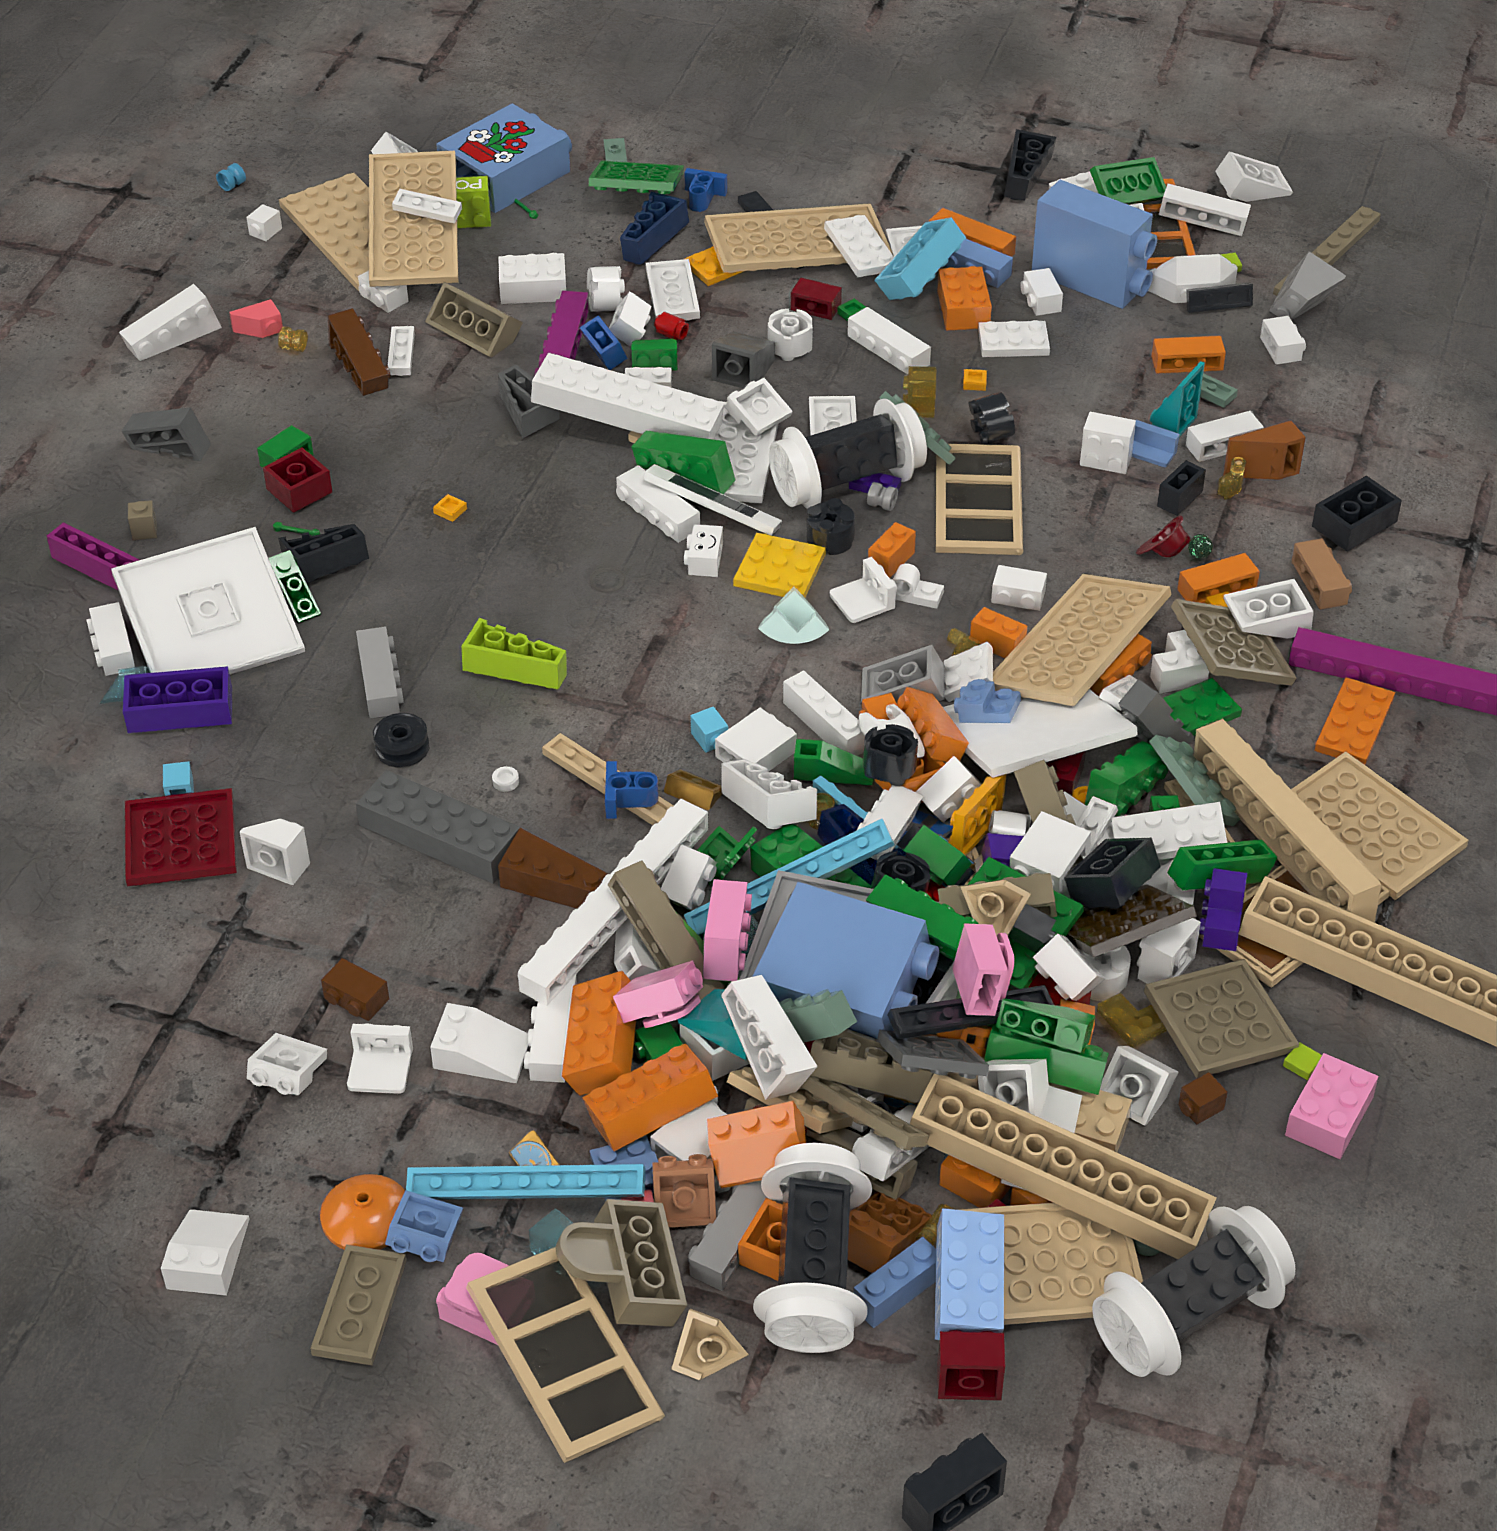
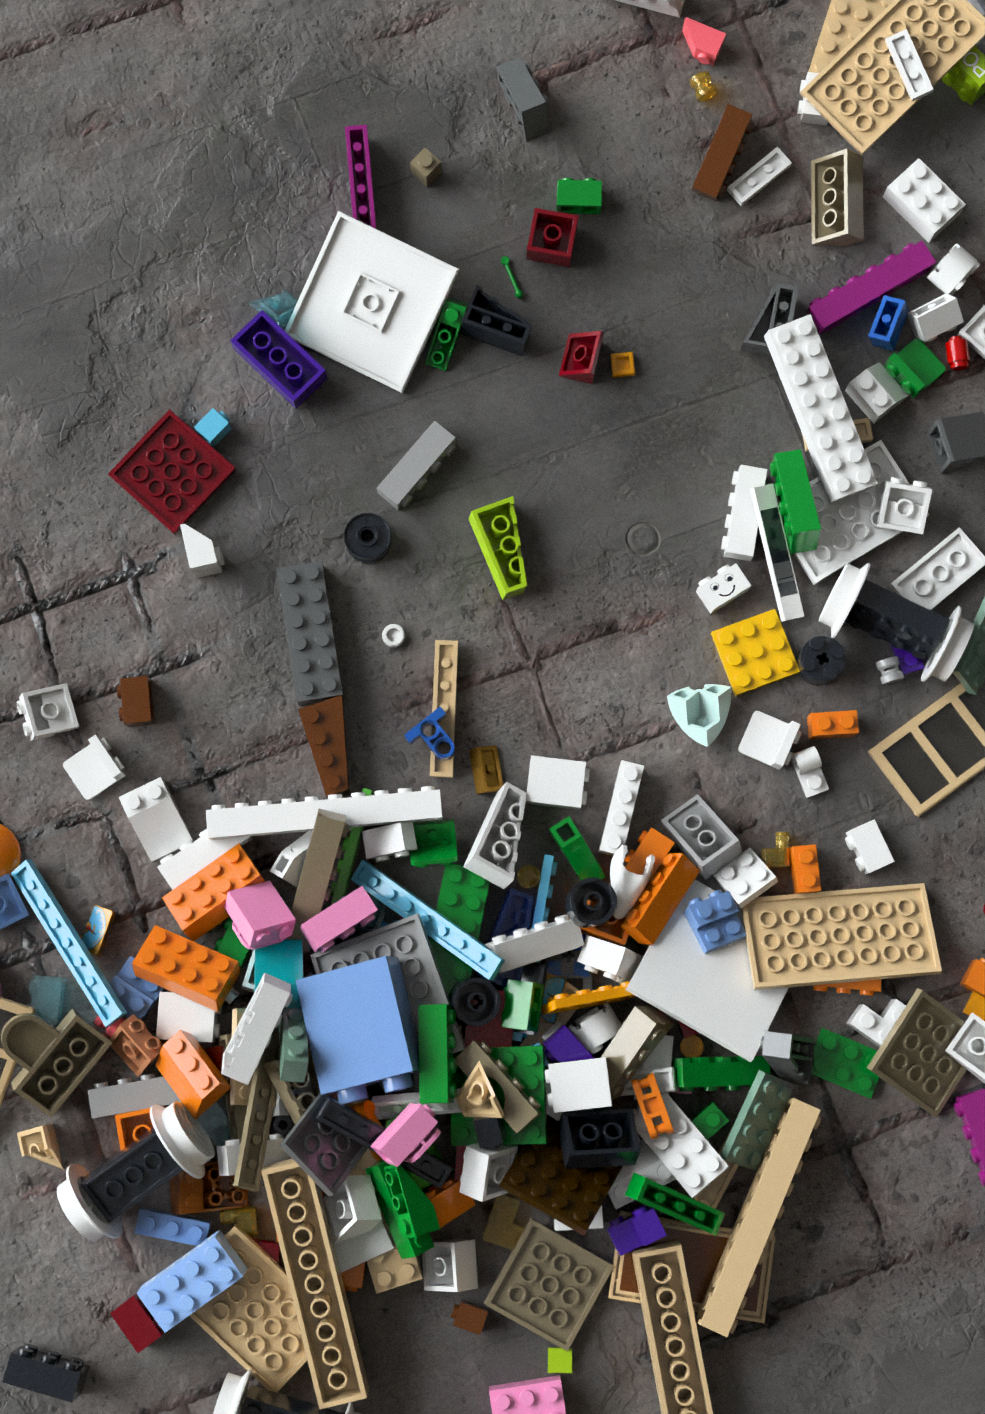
camera: 50 degrees right, 35 degrees up
(110, 638) = (299, 258): white brick -> none
(416, 520) = (581, 356): none -> dark red slope
(706, 727) = (544, 739): medium azure brick -> none
(1115, 692) = (810, 1008): white plate -> none
(1116, 822) = (652, 1106): none -> orange plate
(1355, 720) = (927, 1187): orange plate -> none
(1379, 823) = (822, 1268): tan plate -> none

